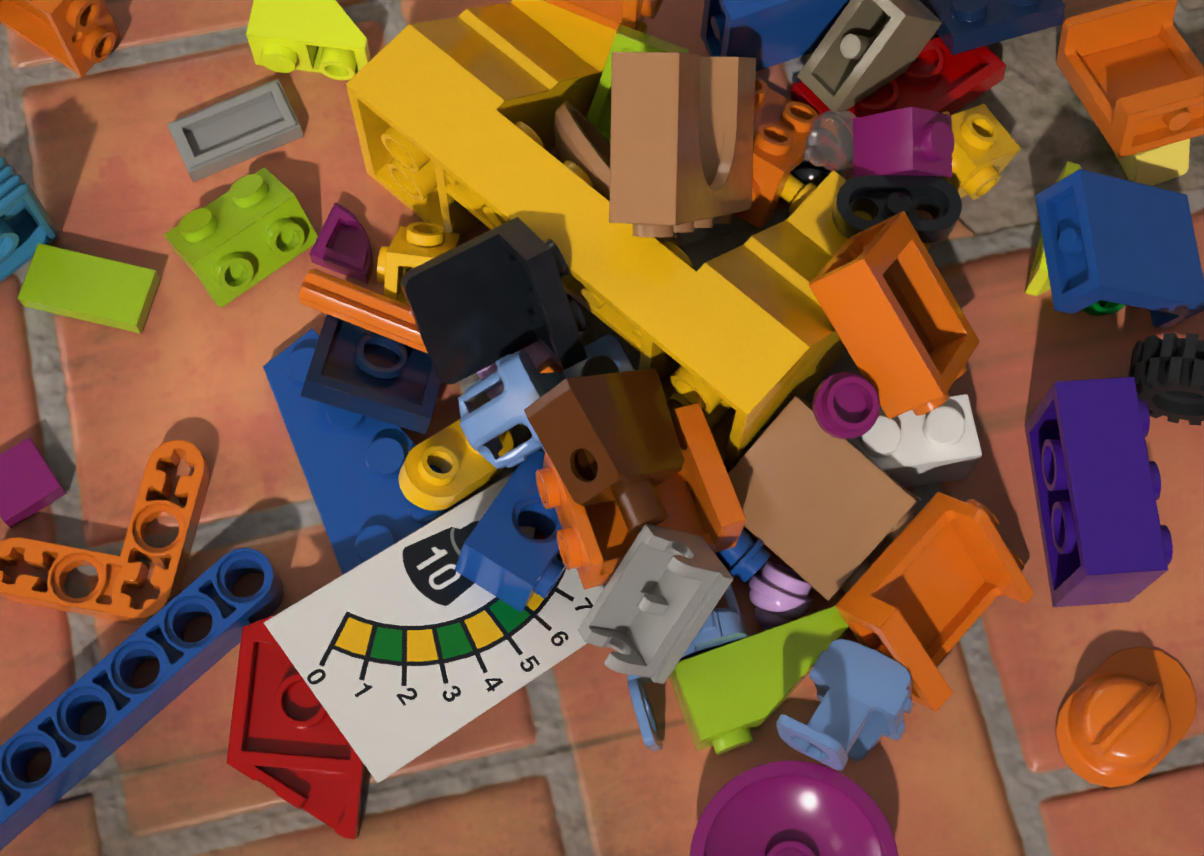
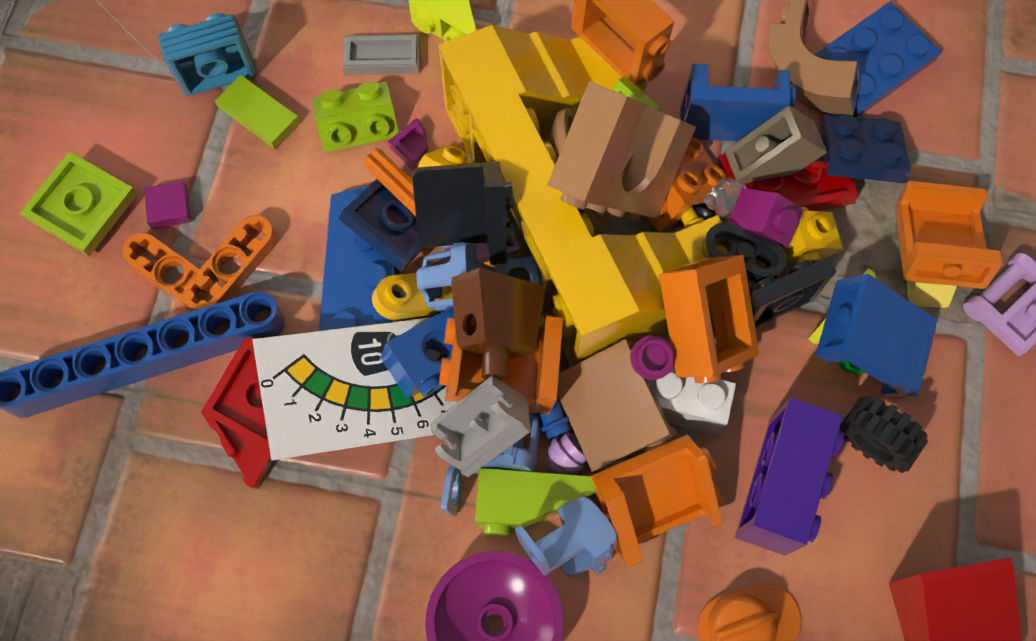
camera: 25 degrees right, 0 degrees up
(994, 213) = (777, 297): none -> black plate

